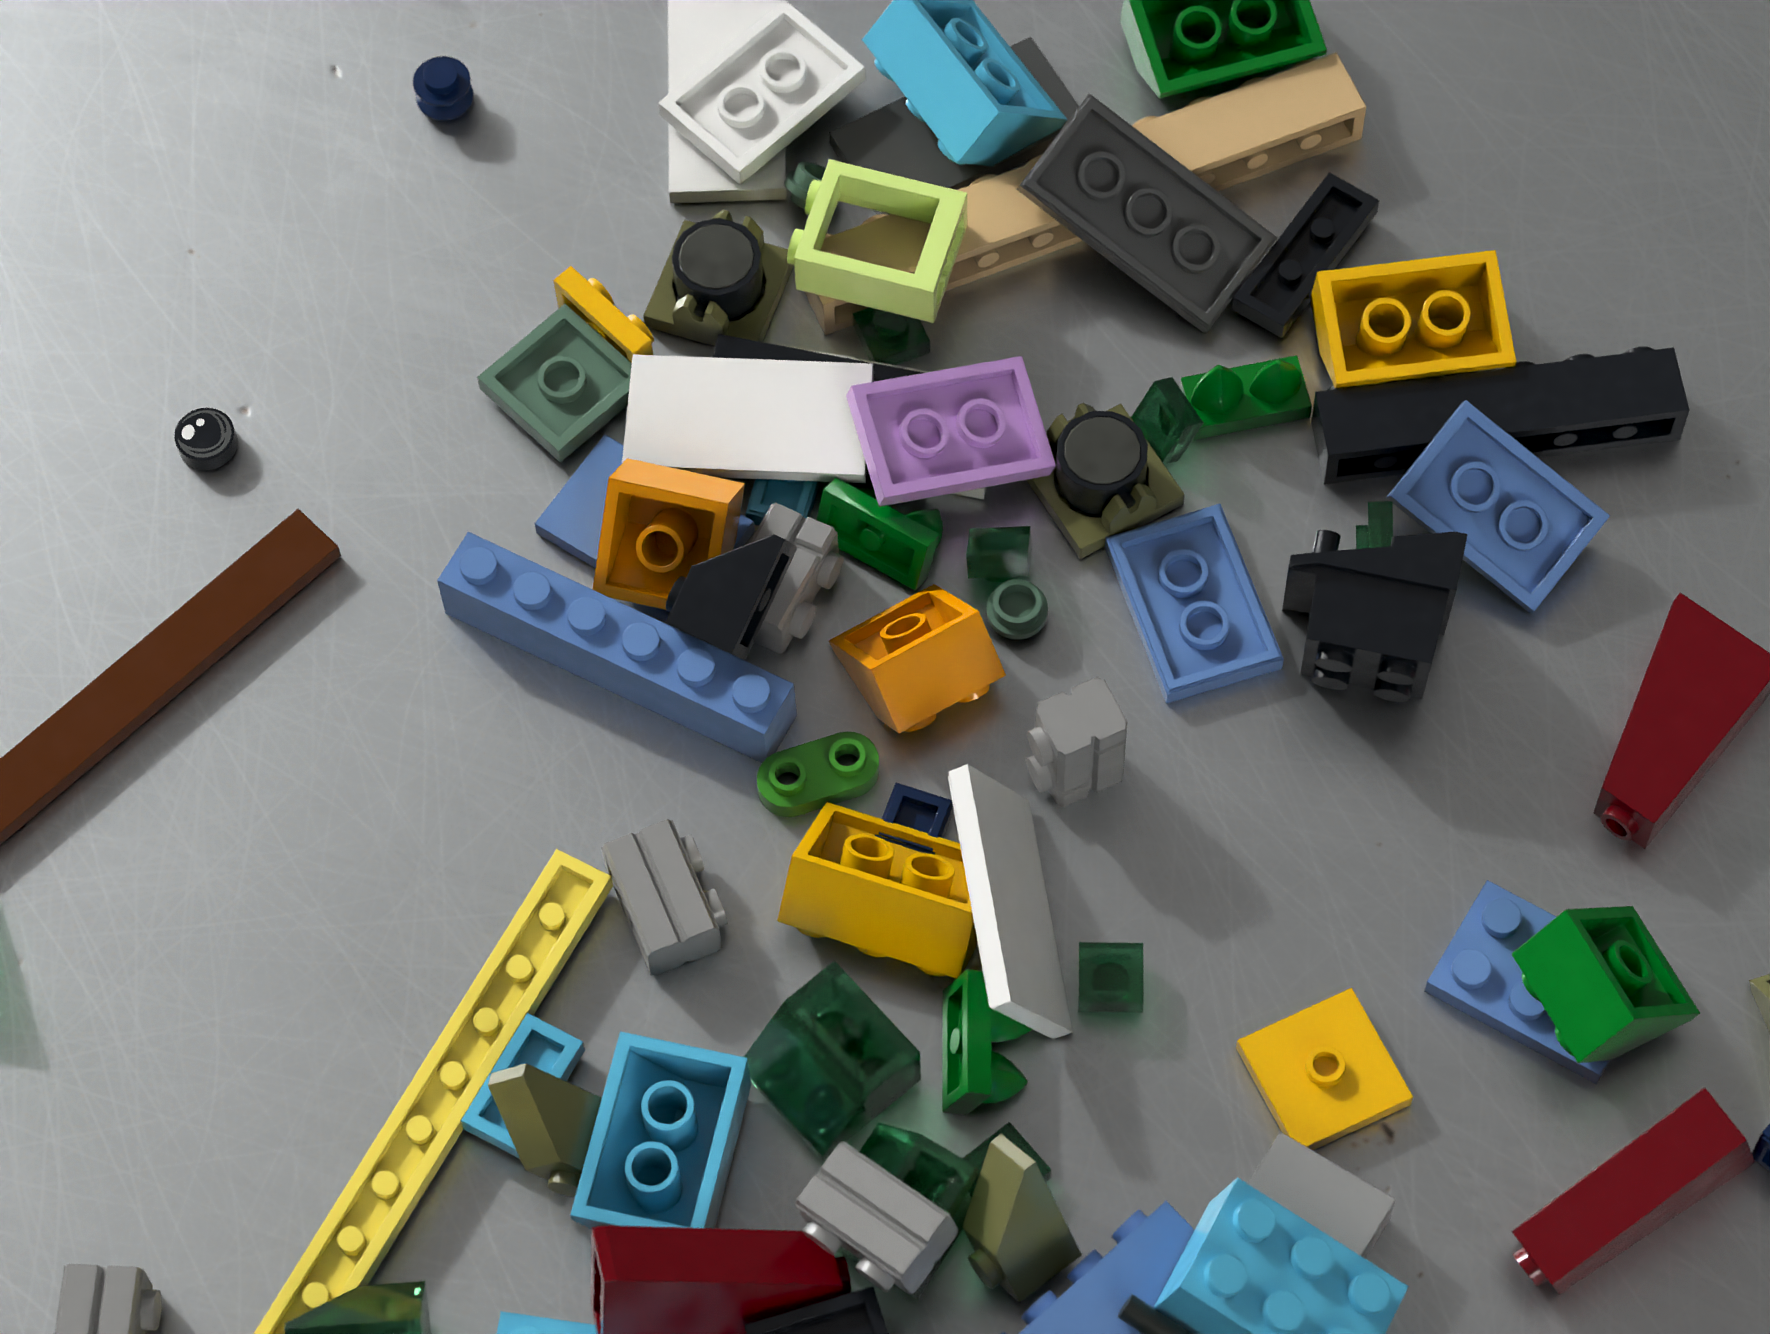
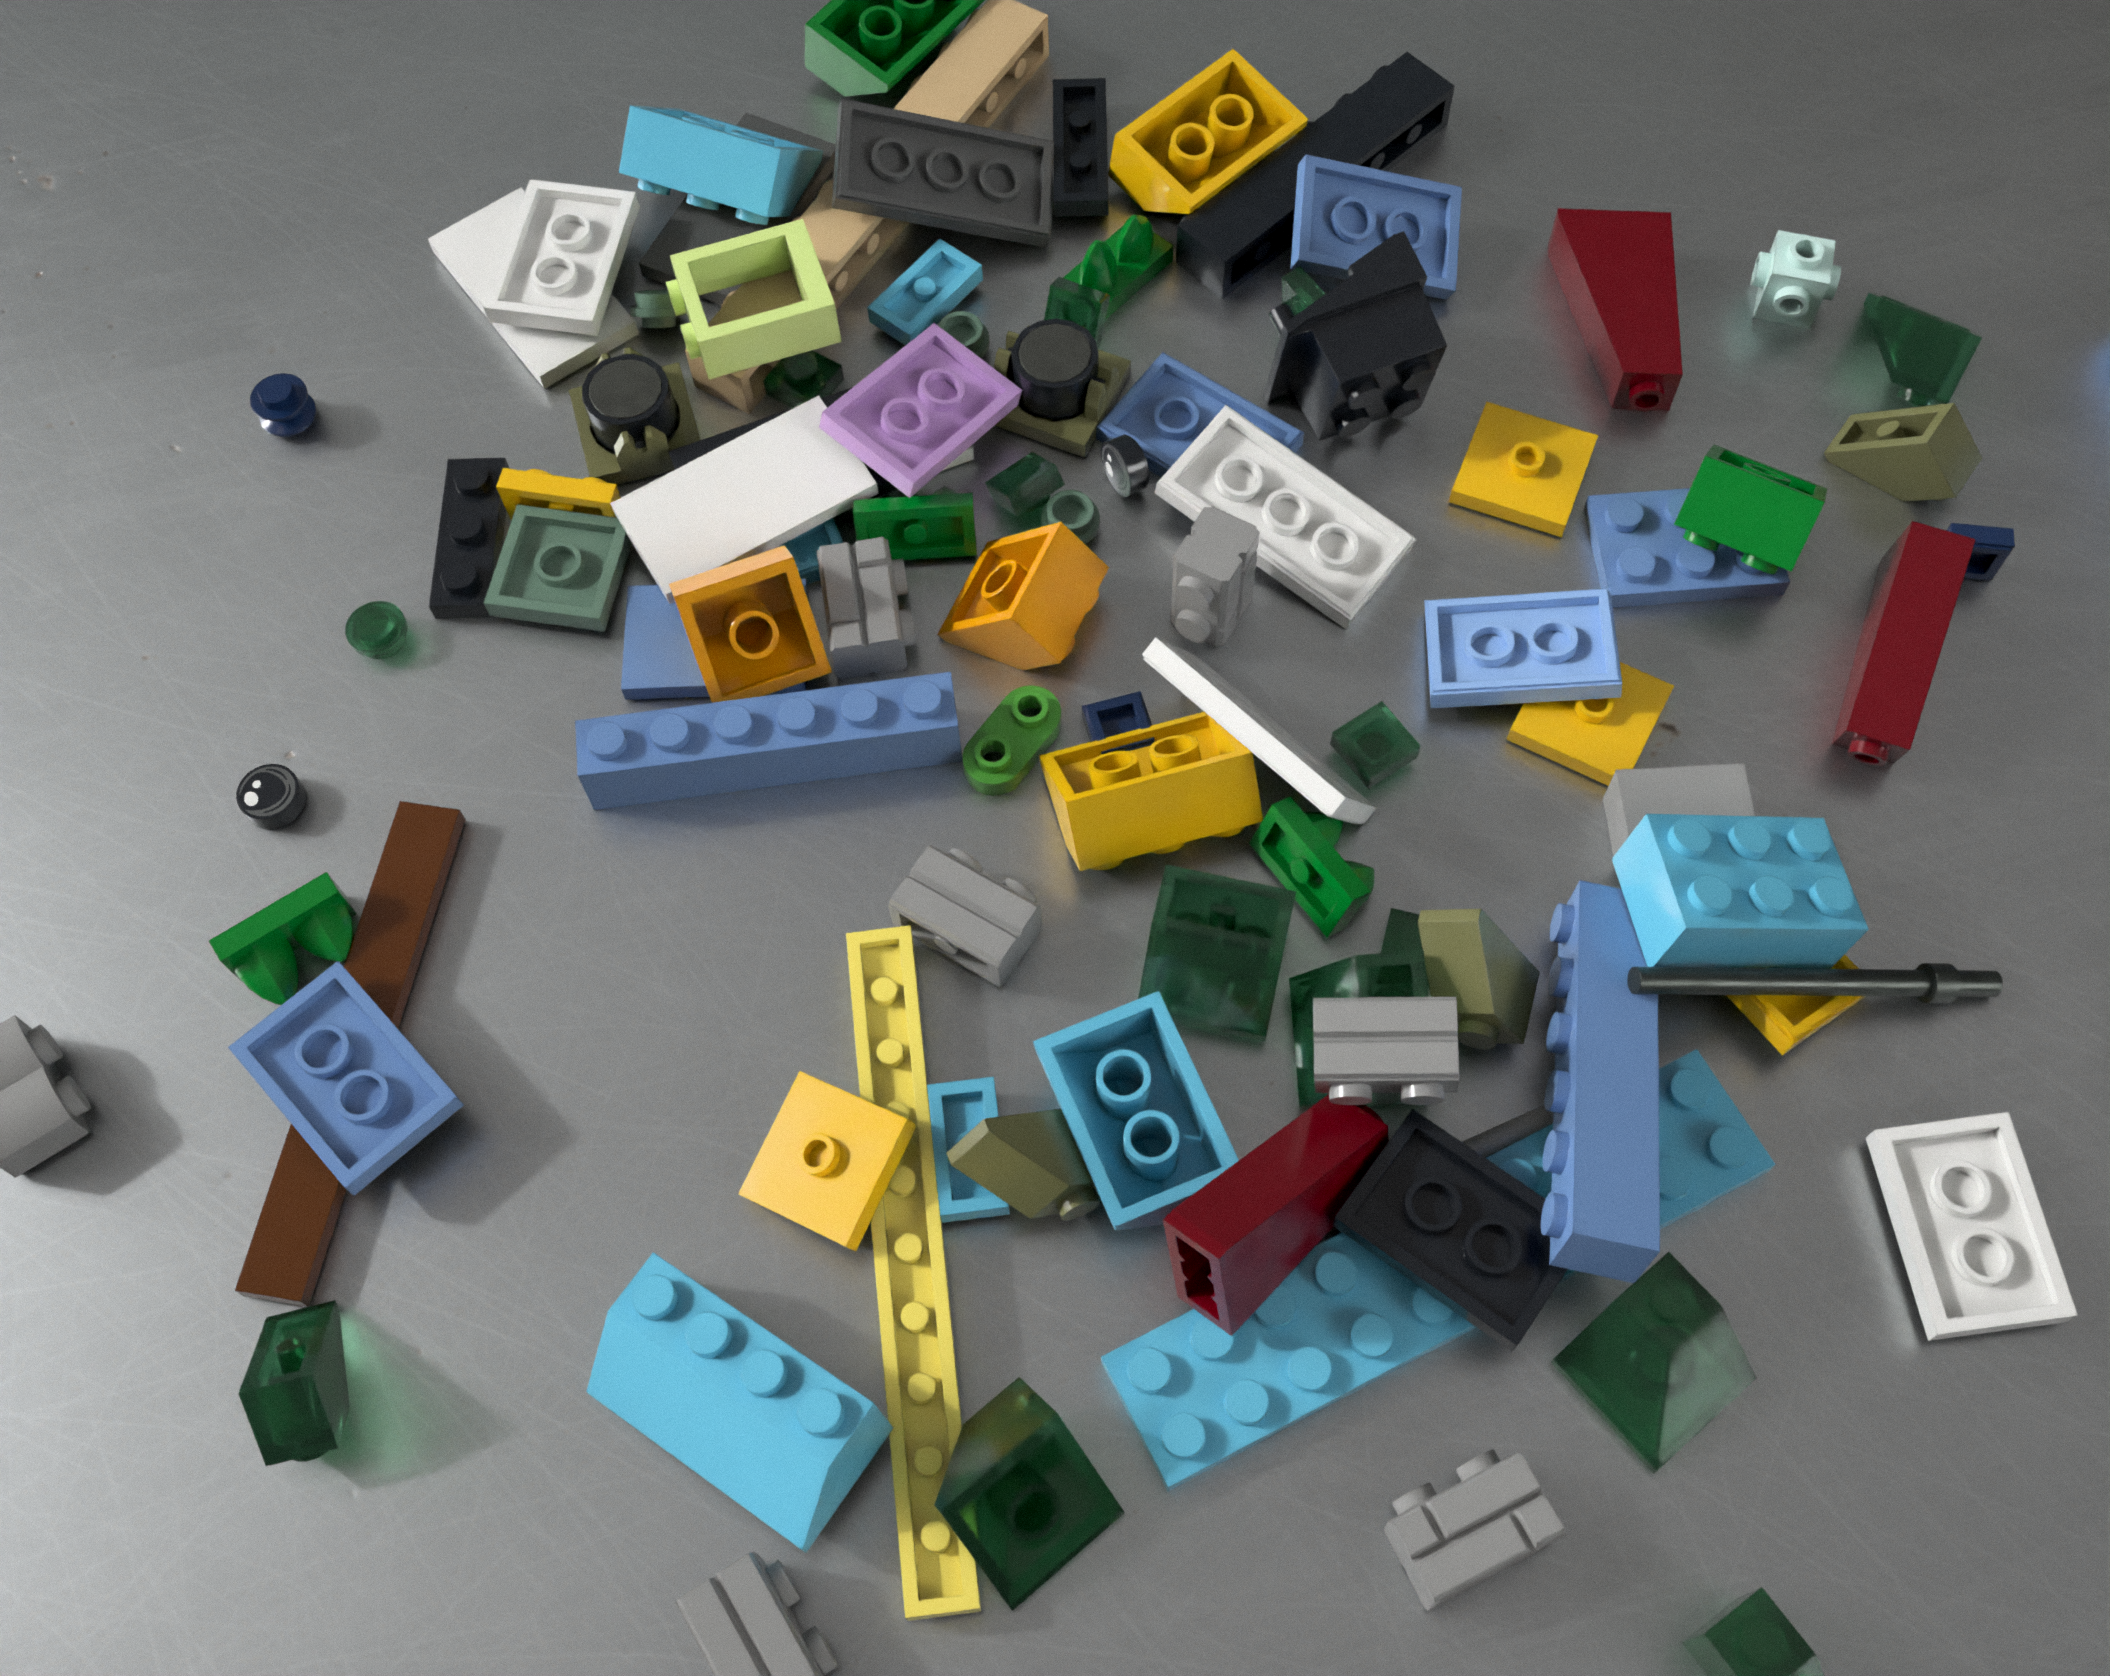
camera: 35 degrees left, 0 degrees up
(104, 712) = (345, 1078): none -> medium blue plate
(116, 562) = (264, 944): none -> green tile
(208, 1152) = (734, 1401): none -> medium azure slope
(381, 344) = (377, 630): none -> clear green plate
(408, 1020) = (828, 1160): none -> yellow plate
(511, 304) = (468, 538): none -> black plate
(730, 594) = (844, 631): black slope -> none
(1054, 316) = (925, 292): none -> medium azure plate
(1055, 379) = (967, 330): none -> sand green plate
(1099, 590) = (1125, 465): none -> black tile
(1201, 726) = (1310, 527): none -> white tile
(1304, 976) = (1522, 648): none -> light blue tile
(1456, 818) = (1523, 469): none -> yellow plate

